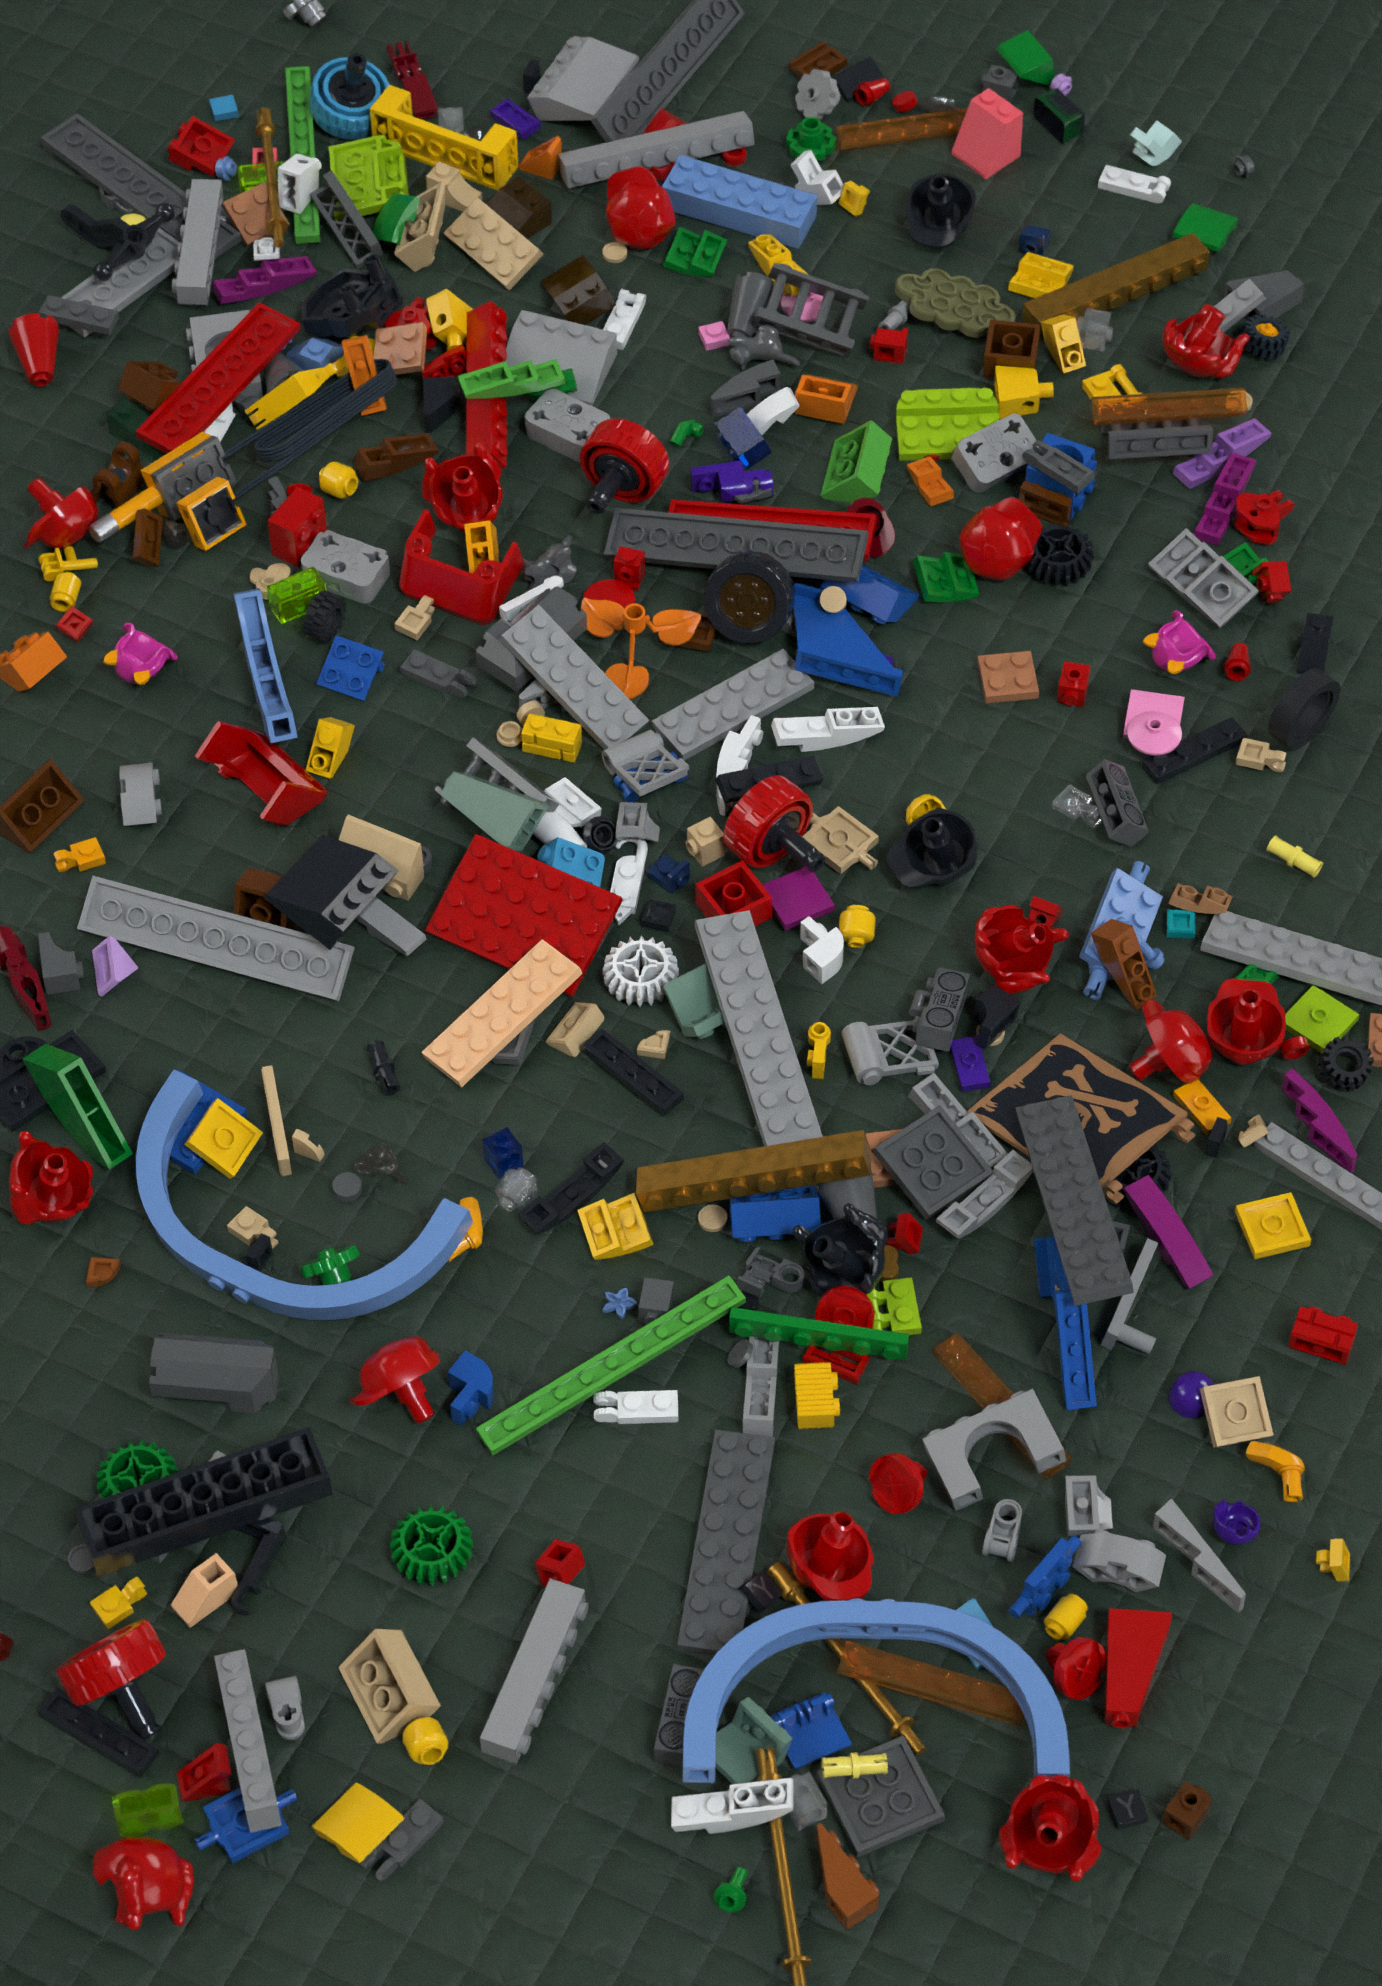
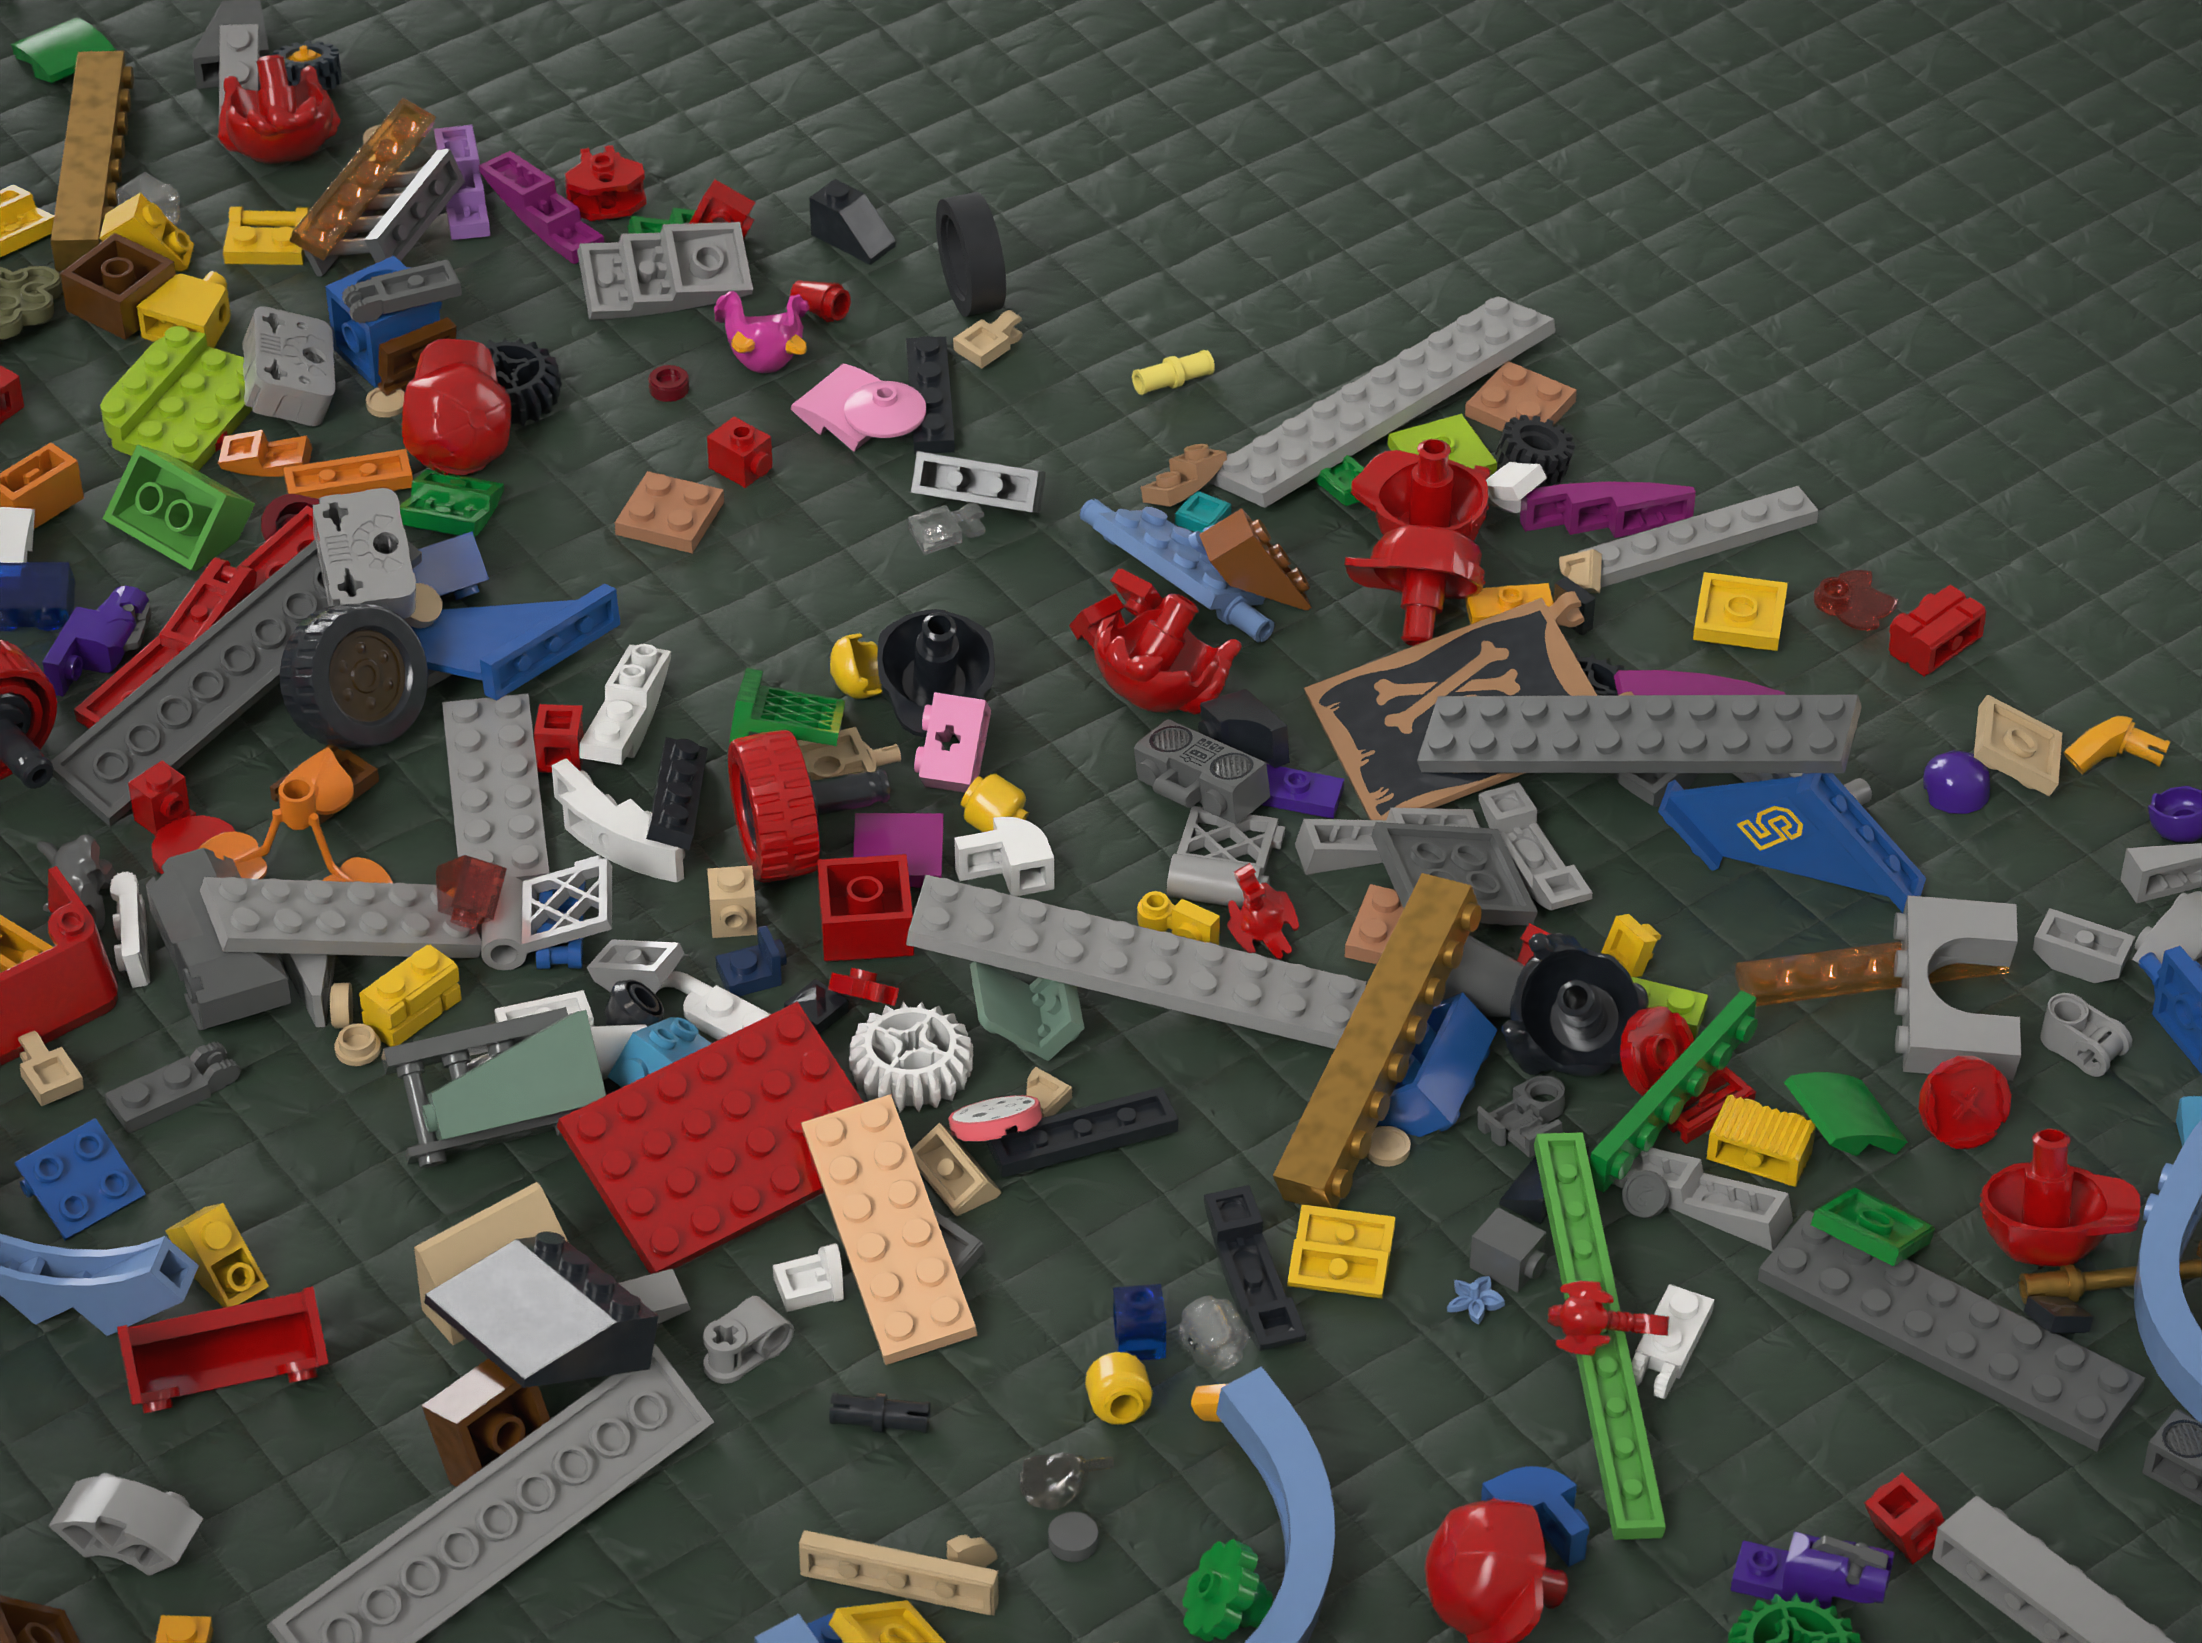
camera: 65 degrees left, 10 degrees down
(400, 988) = (744, 1340): none -> light grey piece
(452, 1163) = (1118, 1388): none -> yellow head
(457, 997) = (810, 1279): none -> white tile
(496, 1532) = (1813, 1570): none -> dark purple plate
(598, 1349) = (1584, 1318): none -> red piece
(613, 1026) = (994, 1116): none -> tile
(629, 722) = (469, 890): none -> clear red slope
(672, 927) = (863, 985): none -> red plate
(772, 509) = (207, 602): none -> red plate
(775, 1473) = (1873, 1226): none -> green tile
(777, 704) = (558, 735): none -> red brick
(813, 553) = (367, 553): none -> light grey axle
(842, 1083) = (1260, 915): none -> red piece
(845, 778) = (774, 709): none -> green fence
(858, 1427) = (1845, 1112): none -> green slope
(885, 883) = (961, 765): none -> bright pink brick
(931, 522) = (350, 475): none -> orange plate
(938, 1275) = (1631, 943): none -> yellow tile
(1063, 917) = (1136, 592): none -> red plate
(1118, 627) = (668, 383): none -> dark red tile
(1294, 1060) = (1512, 483): none -> white tile
(1329, 1287) = (1854, 600): none -> clear red plate

